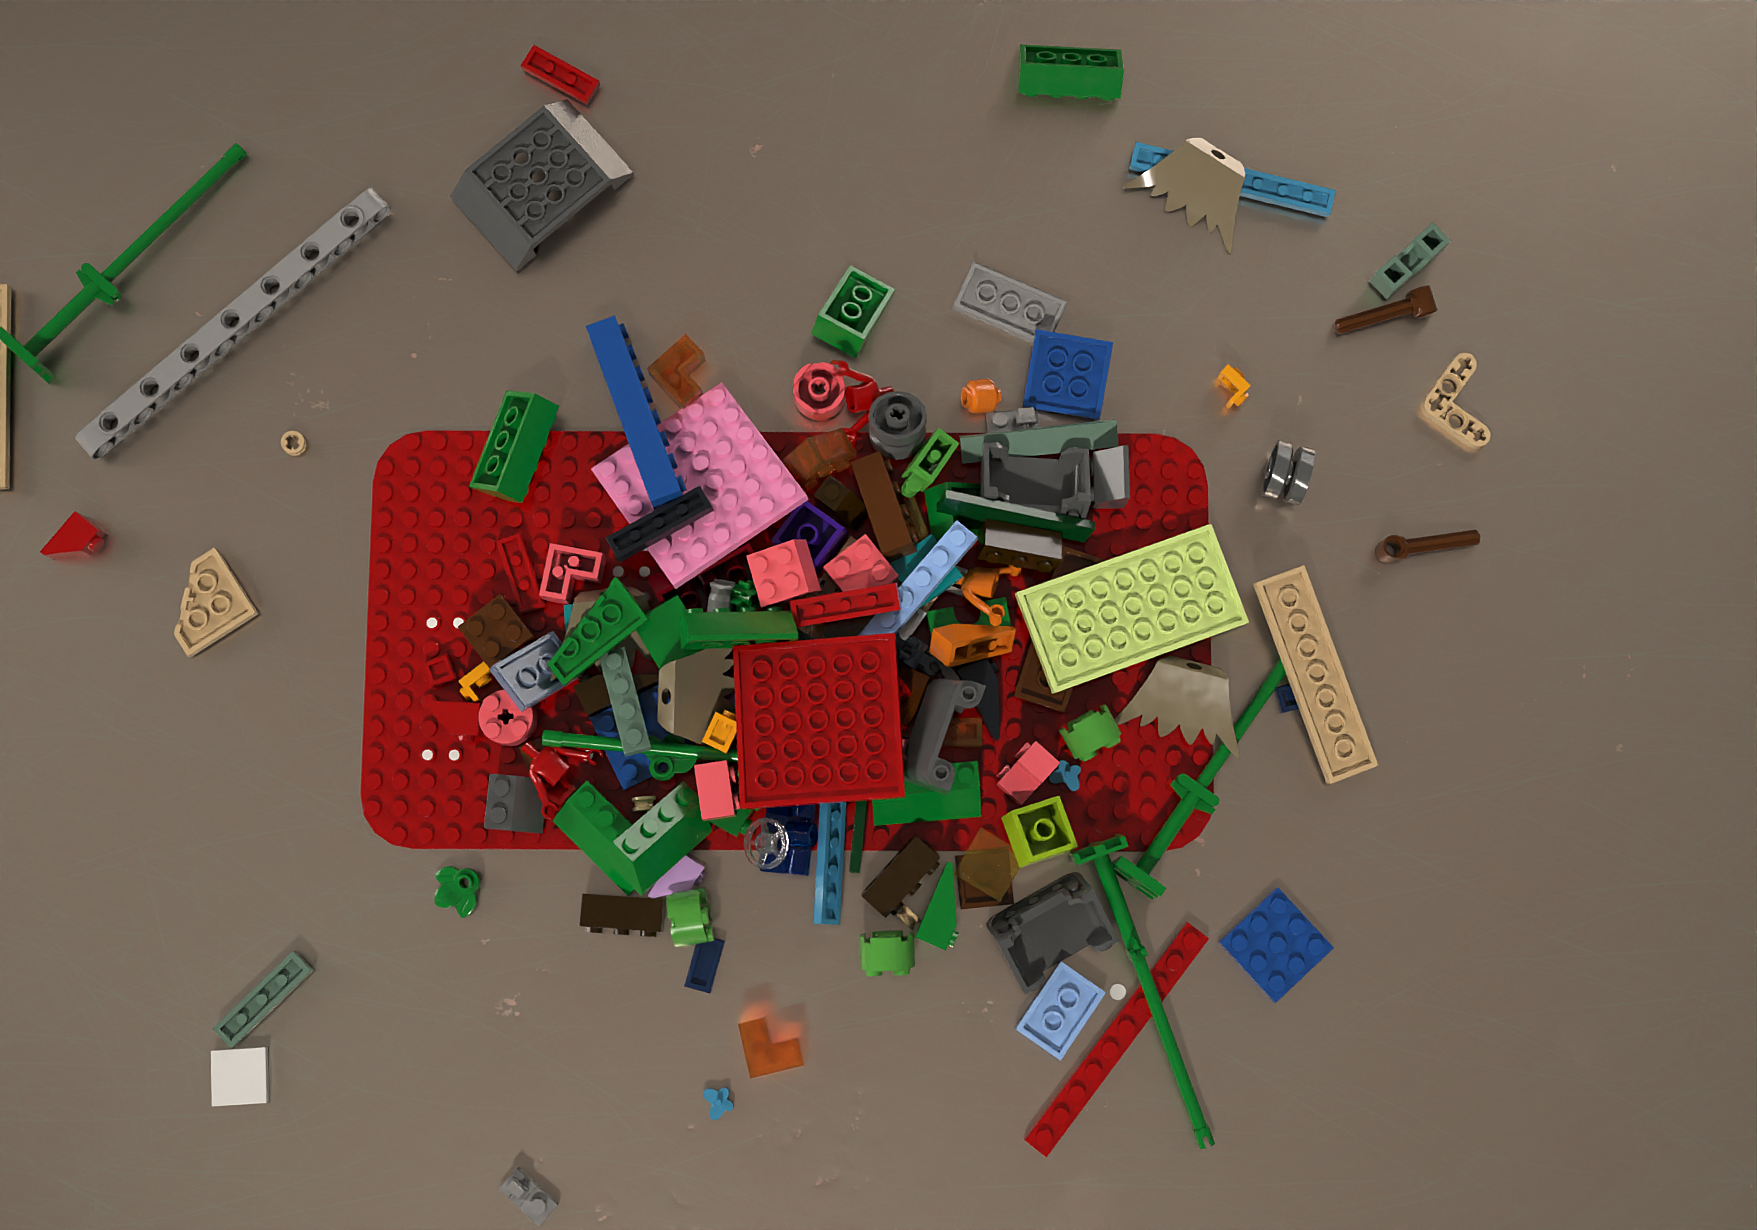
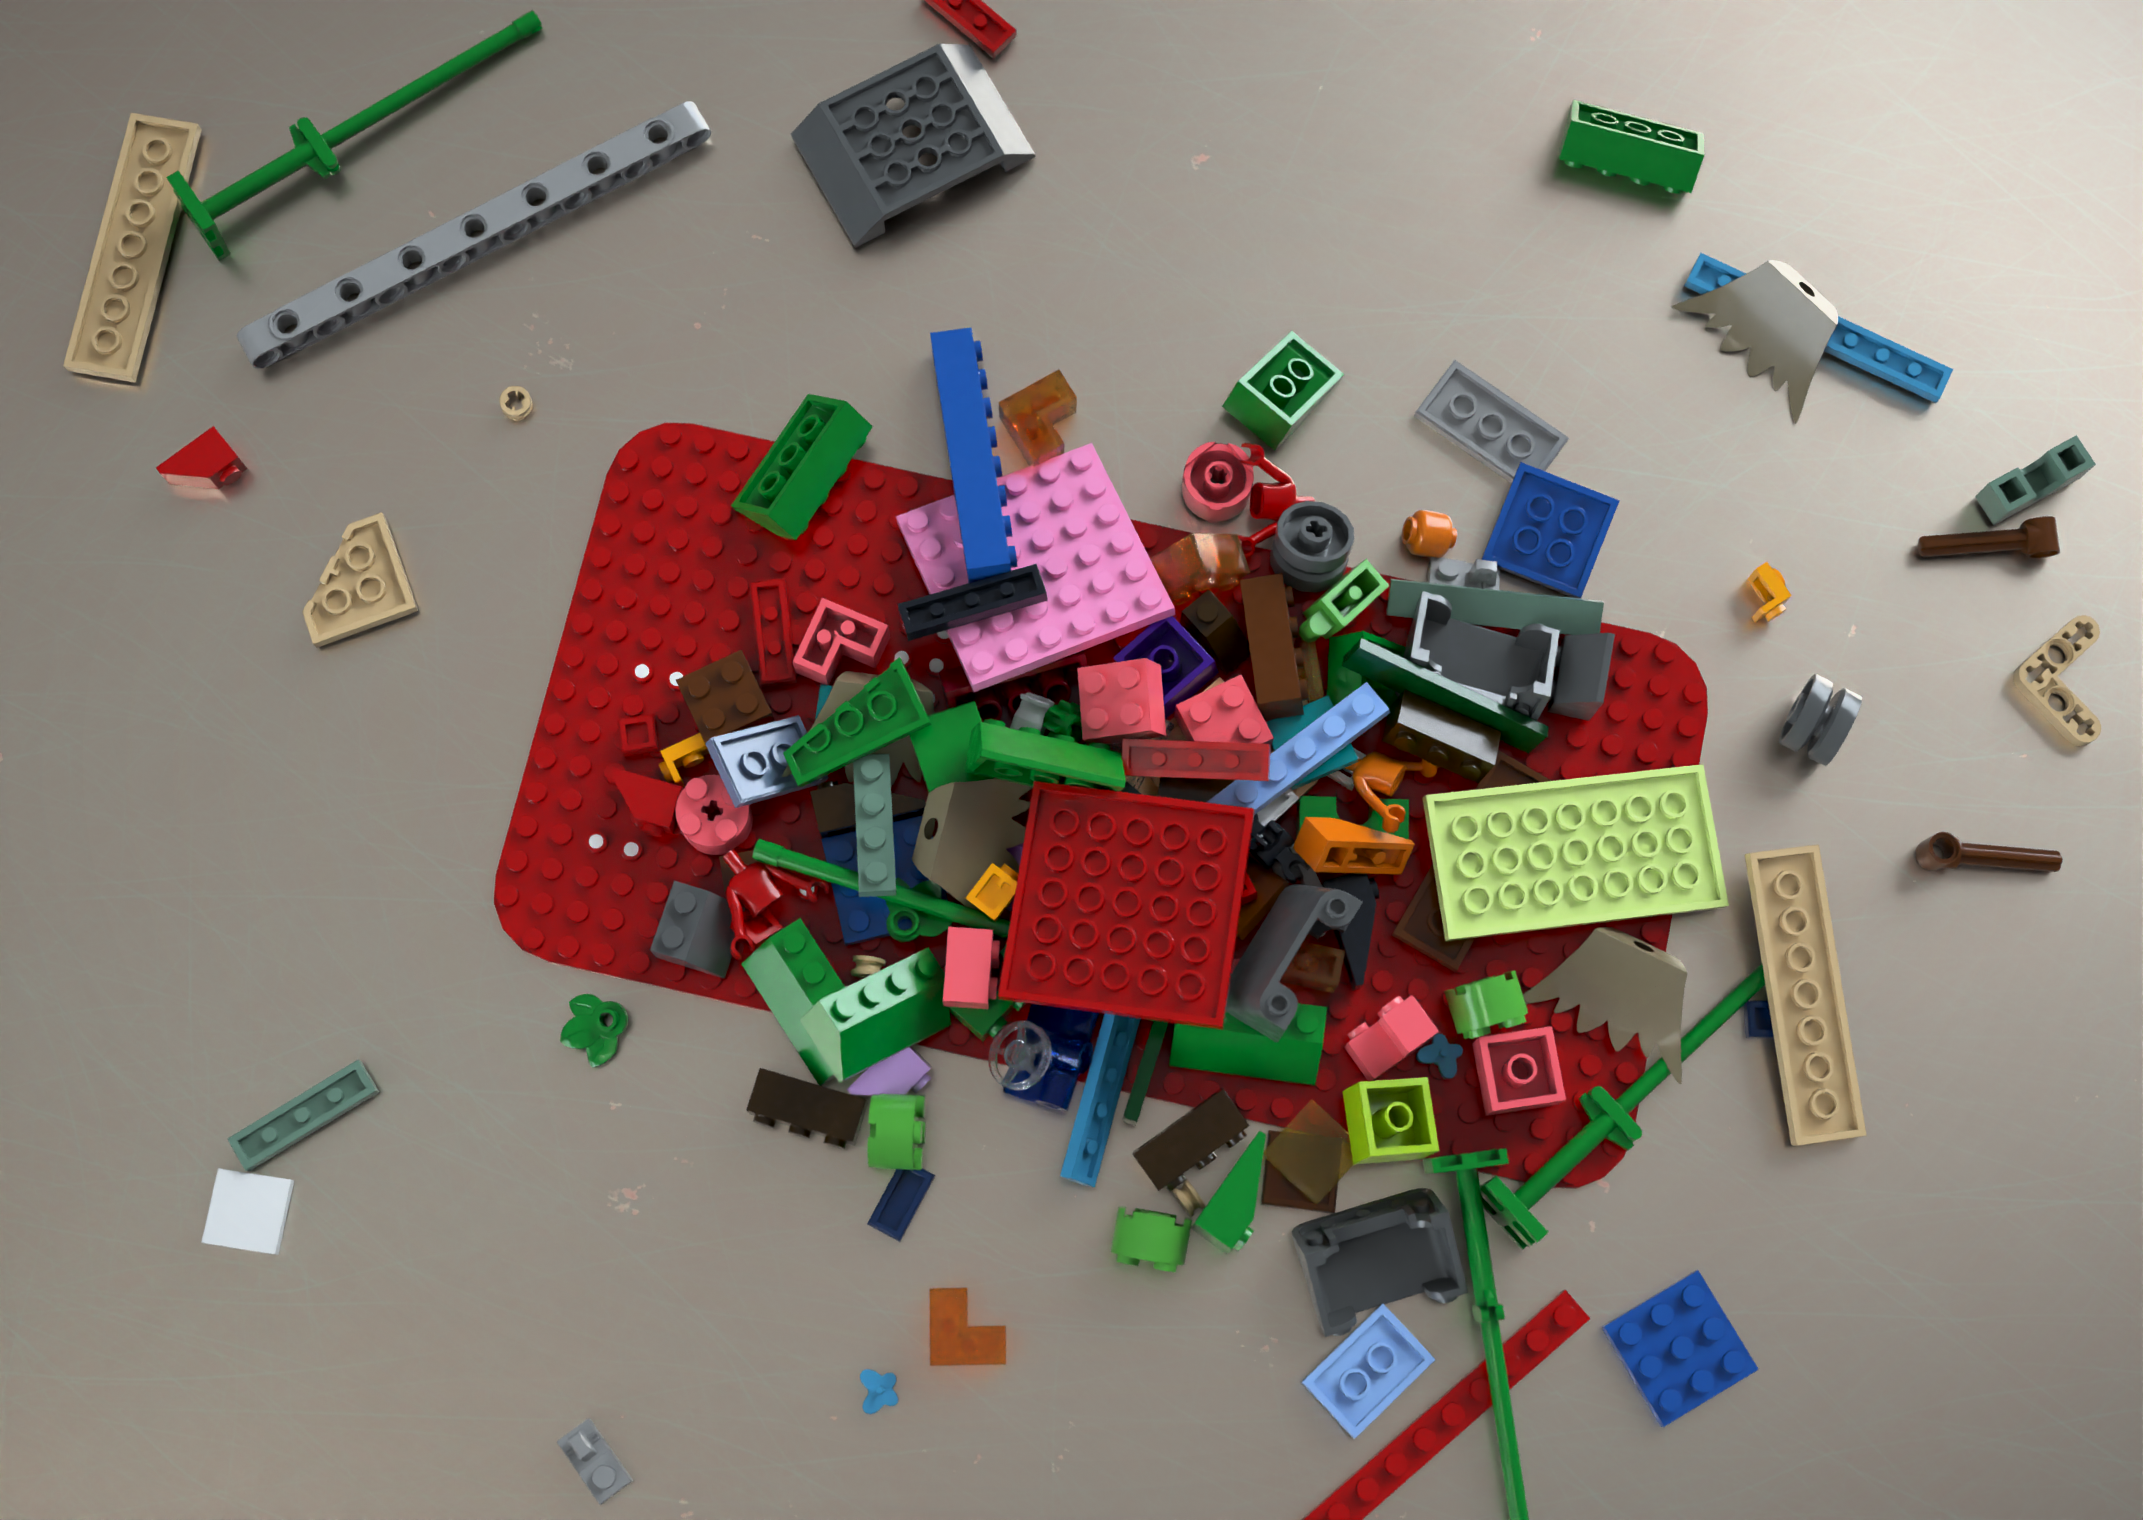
camera: 10 degrees right, 5 degrees down
(1117, 991) = (1451, 1364): white sticker -> none
(1123, 775) = (1518, 1071): none -> coral brick

